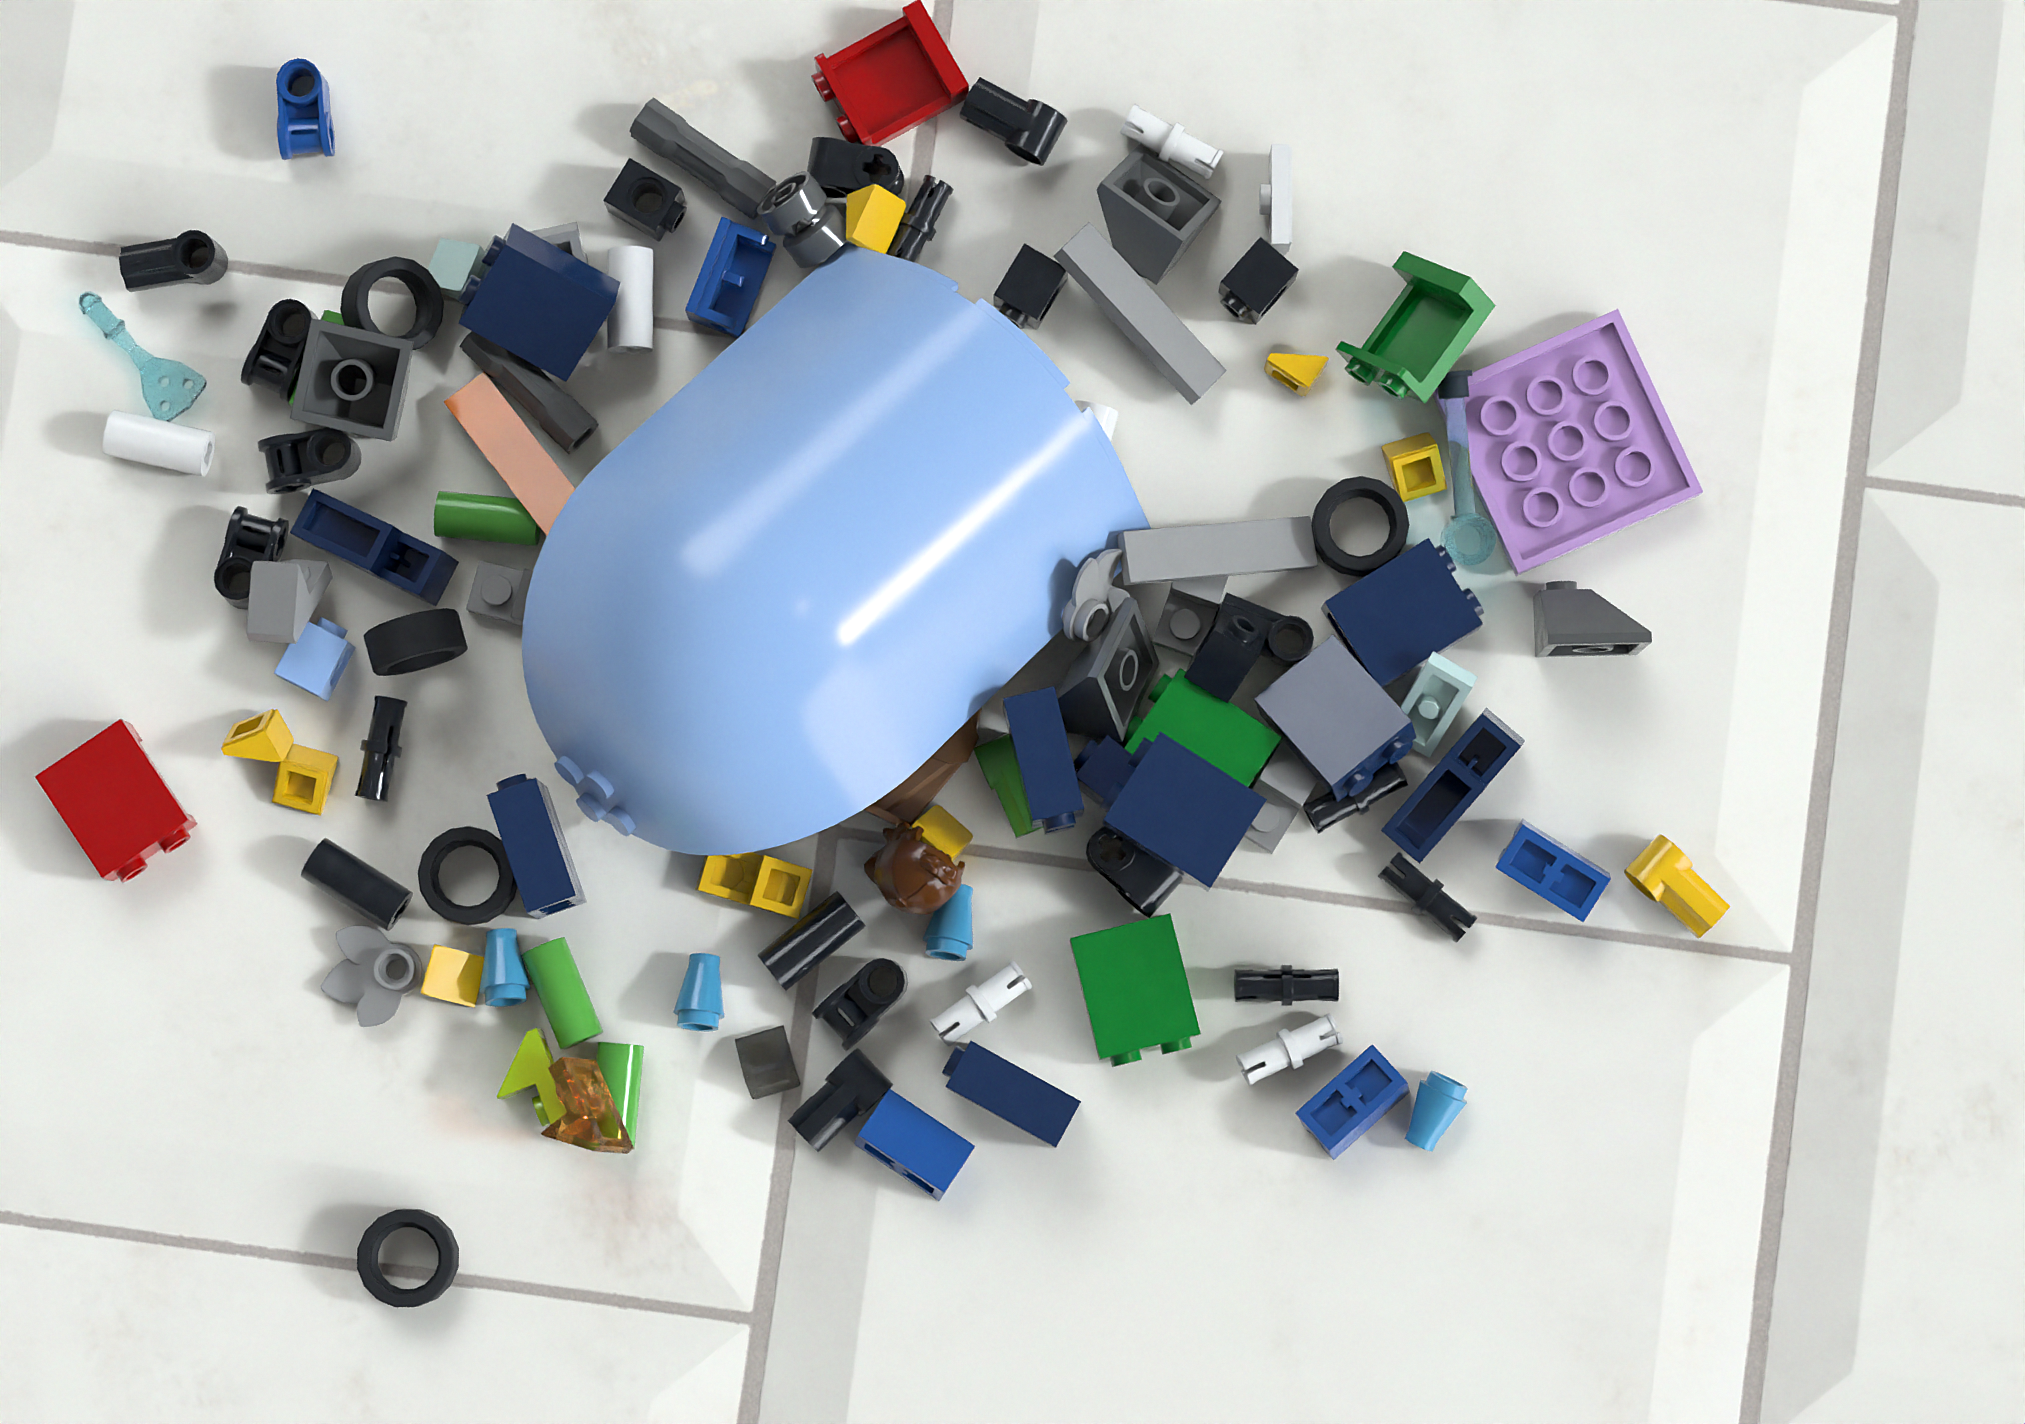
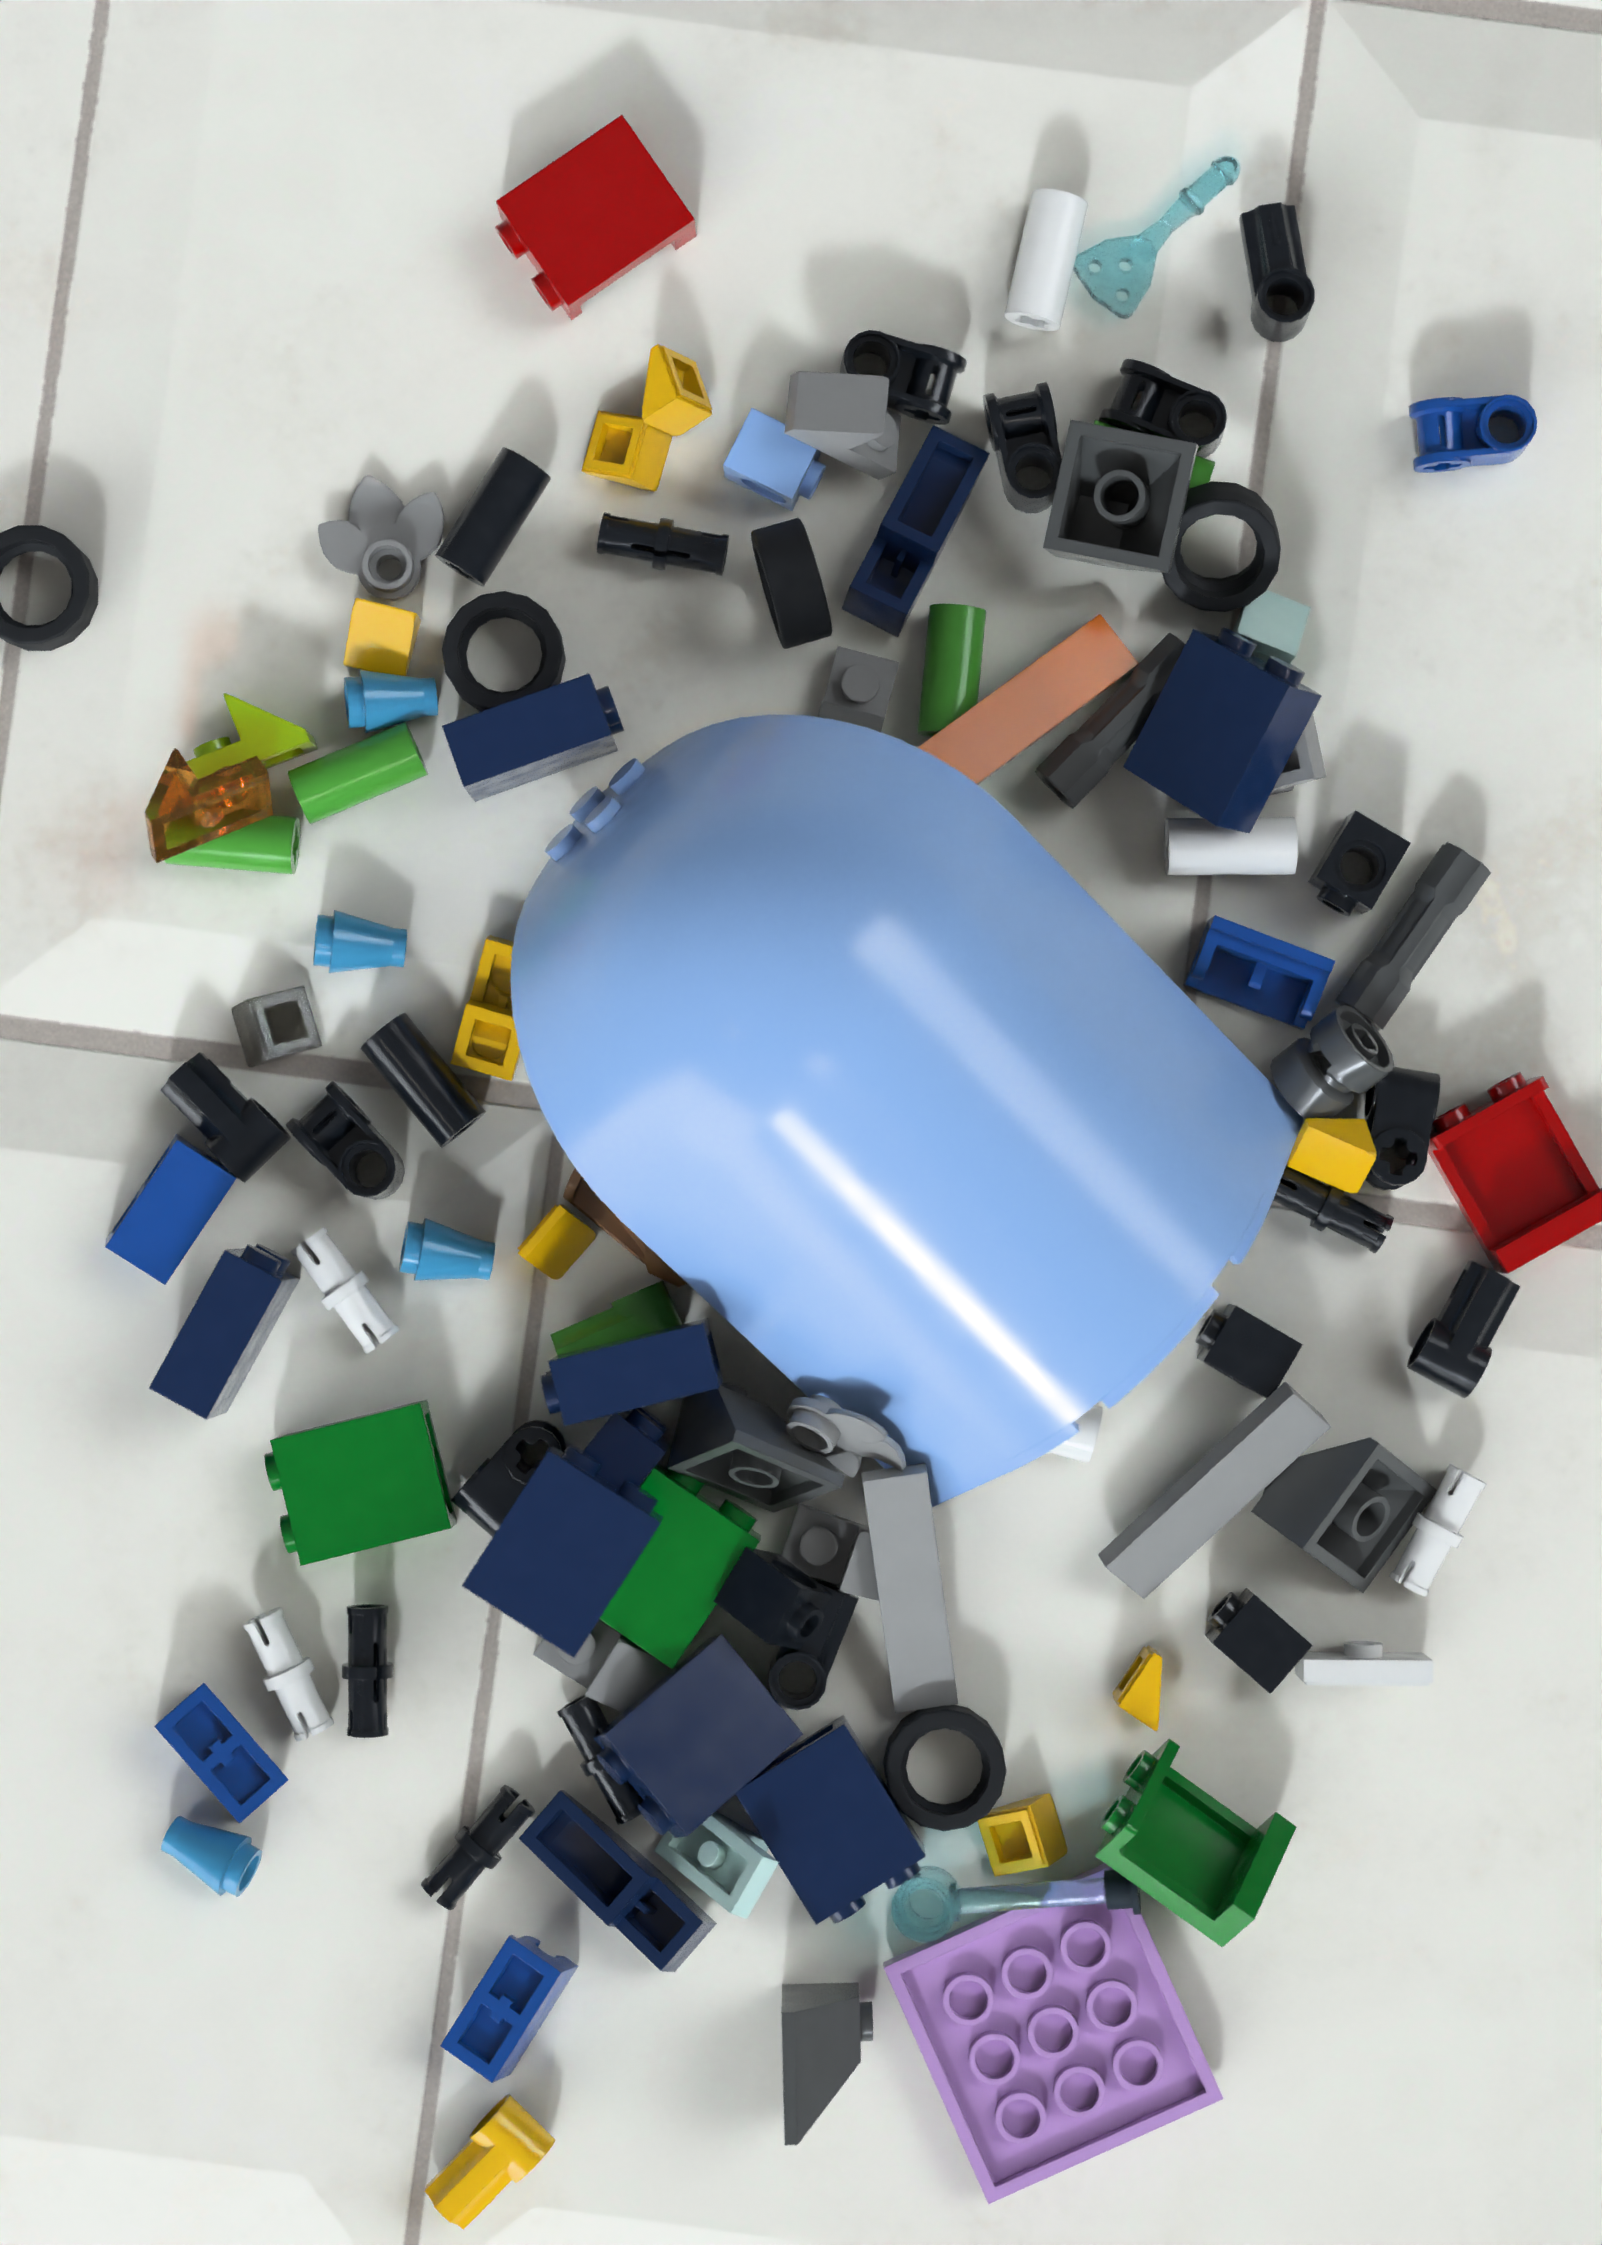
camera: 90 degrees right, 5 degrees up
(912, 872) = (496, 1204): reddish brown hair -> none

